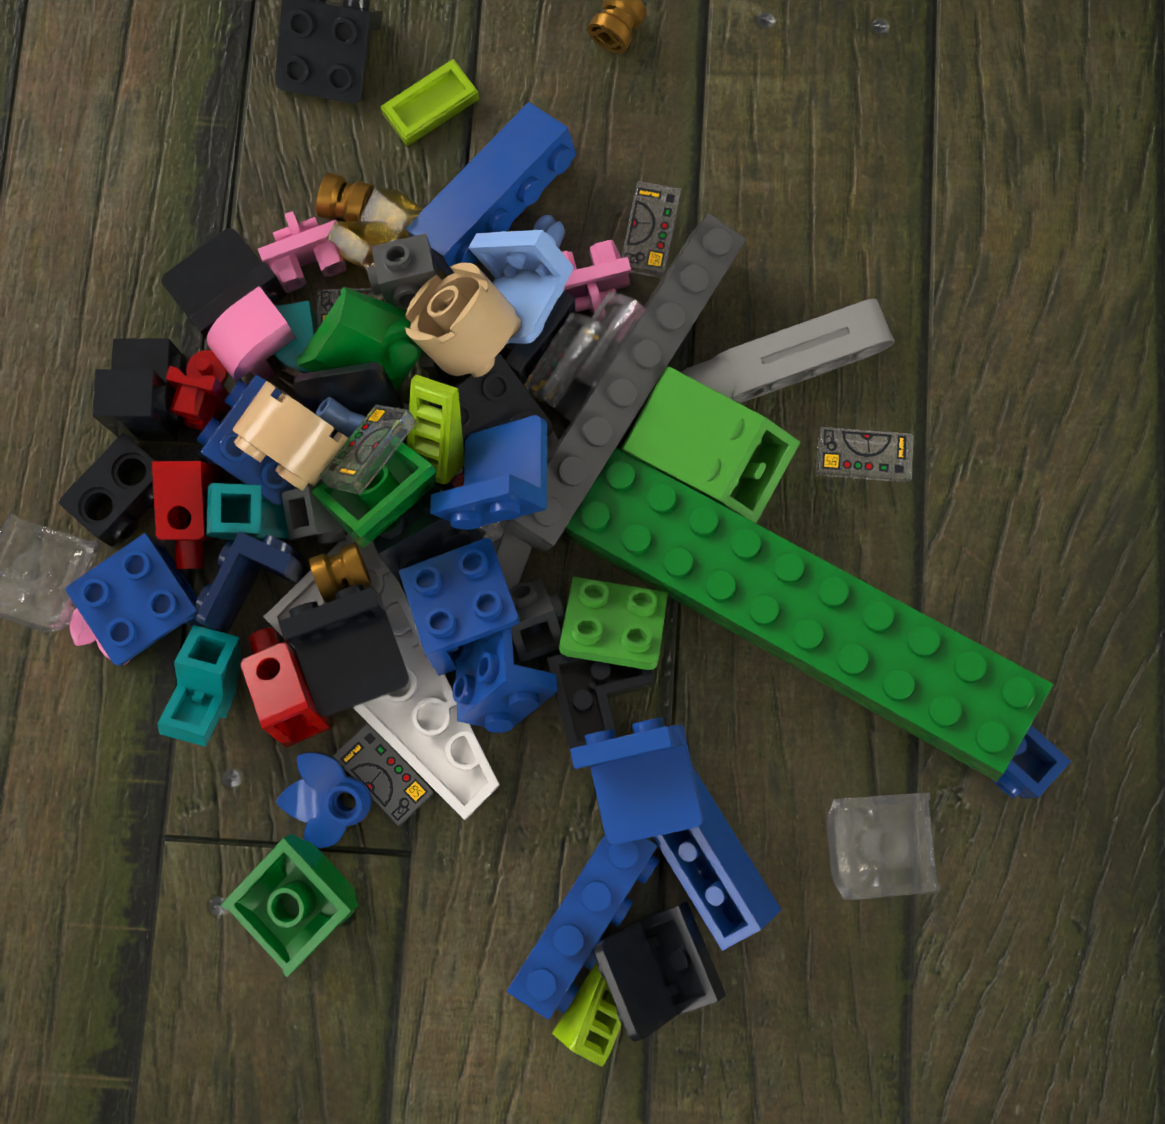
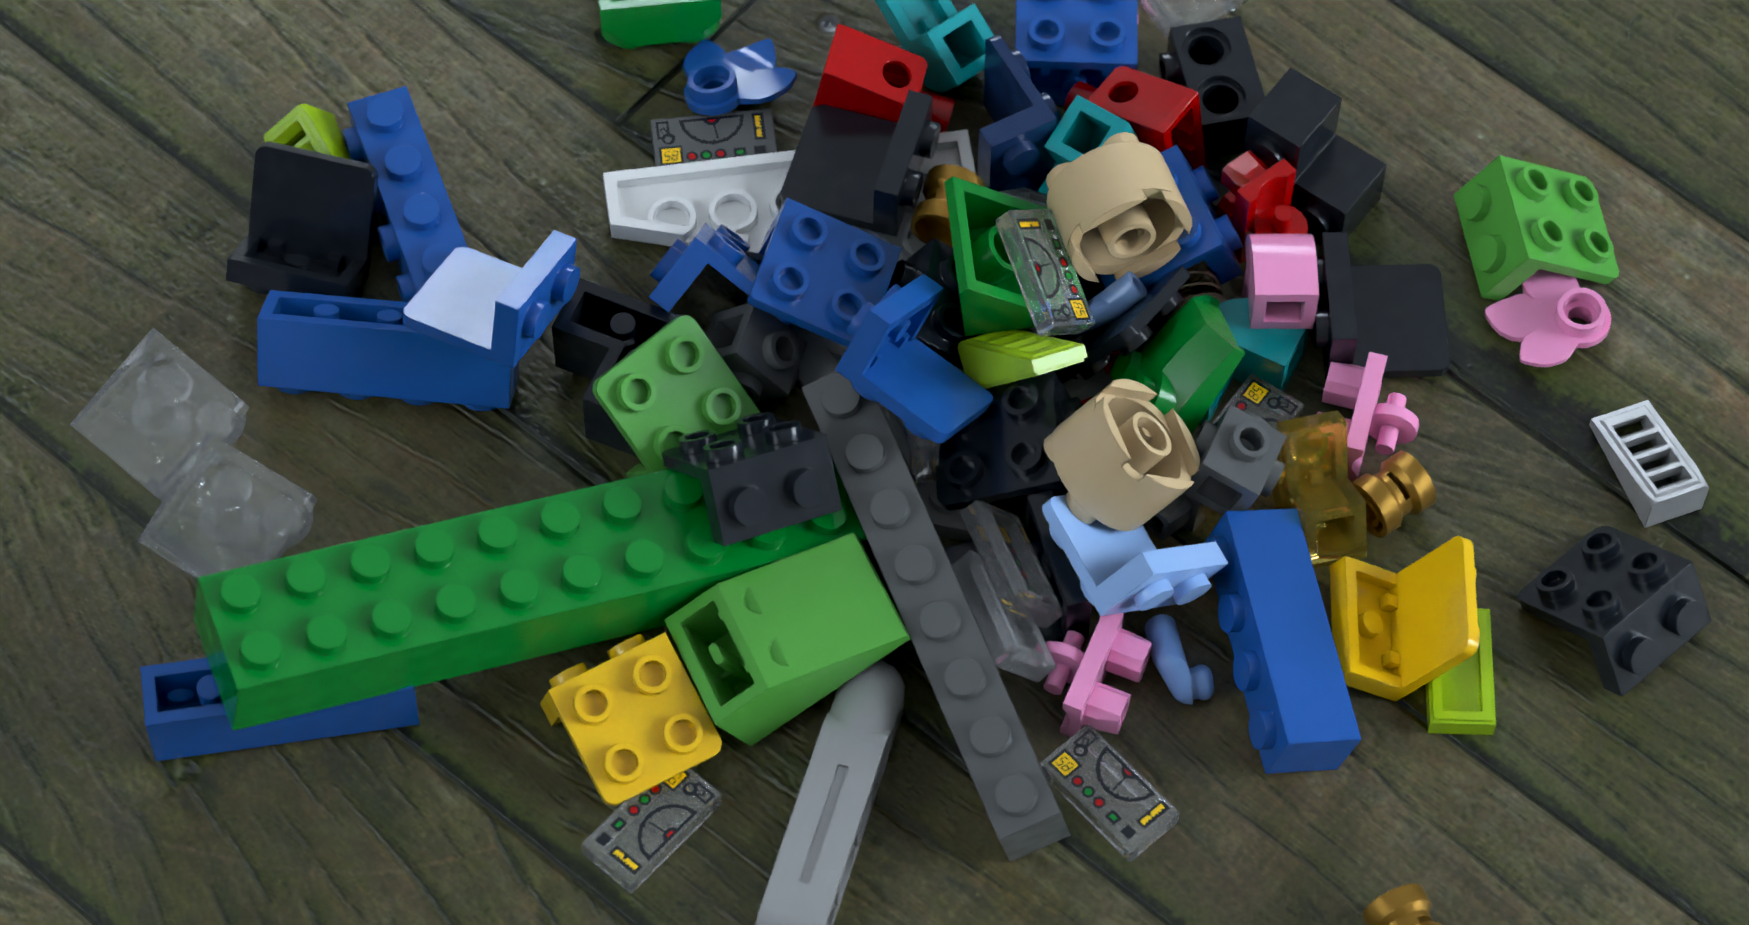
camera: 125 degrees right, 20 degrees down
(94, 241) = (1530, 220): none -> bright green bracket
(150, 205) = (1543, 317): none -> bright pink plate
(208, 64) = (1650, 503): none -> light grey slope
(426, 127) = (1407, 624): none -> yellow bracket
(635, 529) = (758, 475): none -> black bracket
(823, 504) = (633, 718): none -> yellow bracket
(847, 951) = (158, 413): none -> clear slope

